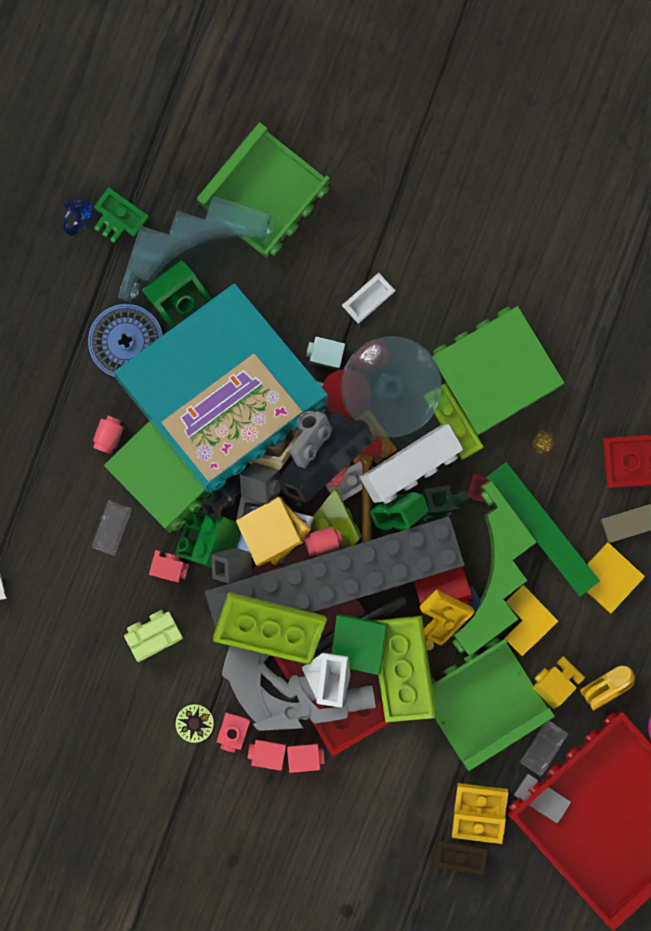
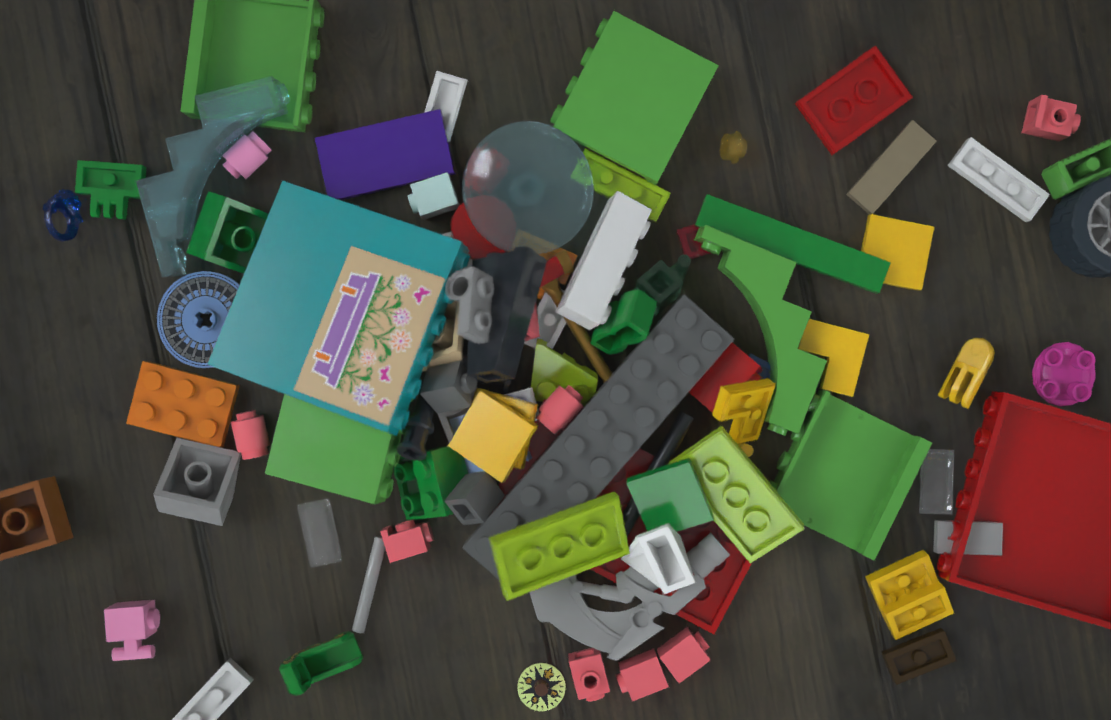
camera: 25 degrees left, 5 degrees up
(55, 444) = (198, 482): none -> light grey slope
(62, 612) = (320, 662): none -> green animal
(75, 387) = (182, 404): none -> orange plate
(118, 587) = (369, 585): none -> light grey bar
(153, 636) = (438, 624): yellowish green brick -> none
(219, 251) = (246, 155): none -> bright pink brick
(310, 306) = (384, 155): none -> dark purple tile
(555, 685) = (908, 406): yellow brick -> none

